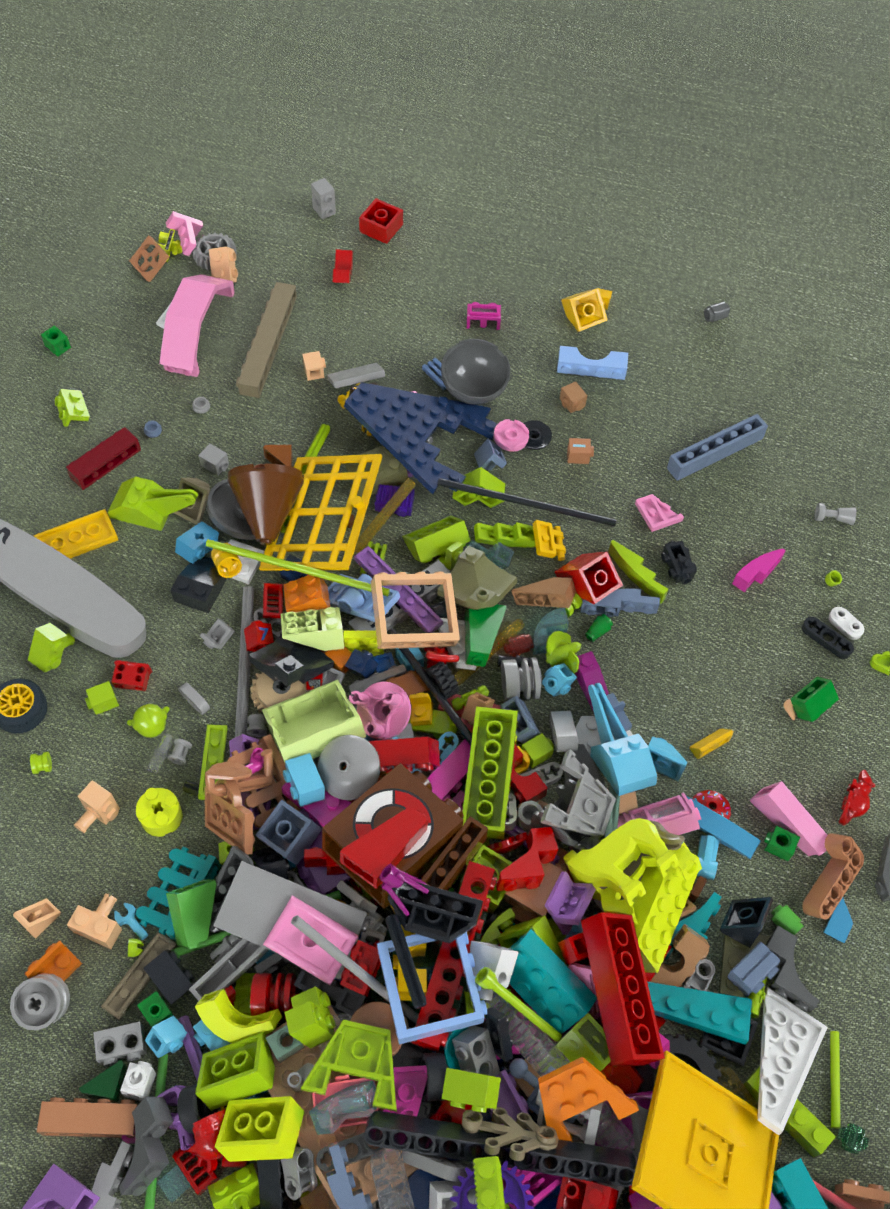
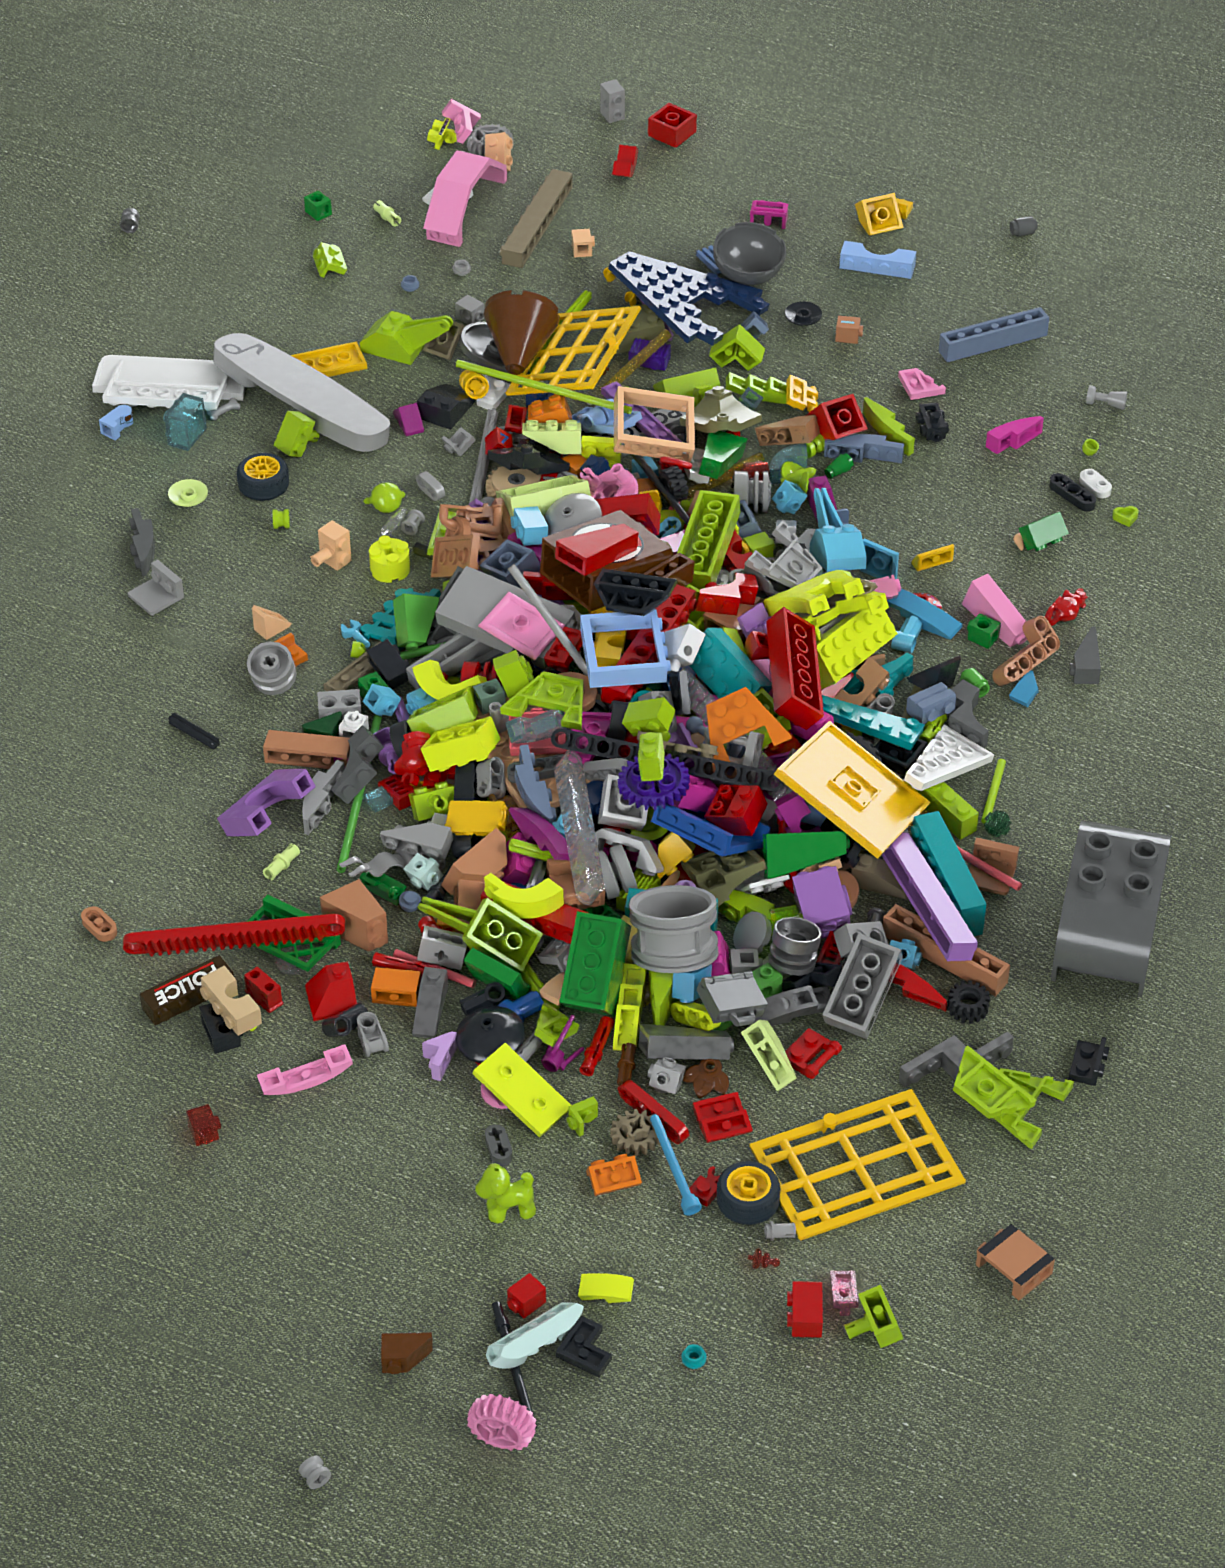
camera: 10 degrees right, 15 degrees down
(96, 924) = (323, 629): light nougat brick -> none
(101, 698) = (342, 478): lime brick -> none
(103, 458) = (359, 302): dark red brick -> none
(124, 344) = (387, 213): none -> yellowish green pin
(128, 675) = (371, 465): red piece -> none
(142, 251) = (414, 136): nougat piece -> none
(165, 607) = (409, 419): none -> magenta slope
(193, 542) = (443, 370): dark azure brick -> none
(256, 760) = (486, 516): dark pink arm -> none
(356, 375) = (619, 252): light grey tile -> none
(395, 878) = (601, 558): magenta plant -> none
(406, 961) = (603, 624): black axle -> none
(487, 980) = (675, 645): lime piece -> none
(511, 435) = (778, 310): bright pink tile -> none
(527, 502) = (784, 360): black piece -> none
(573, 397) = (851, 286): medium nougat brick -> none
(697, 888) = (893, 652): reddish brown tile -> none

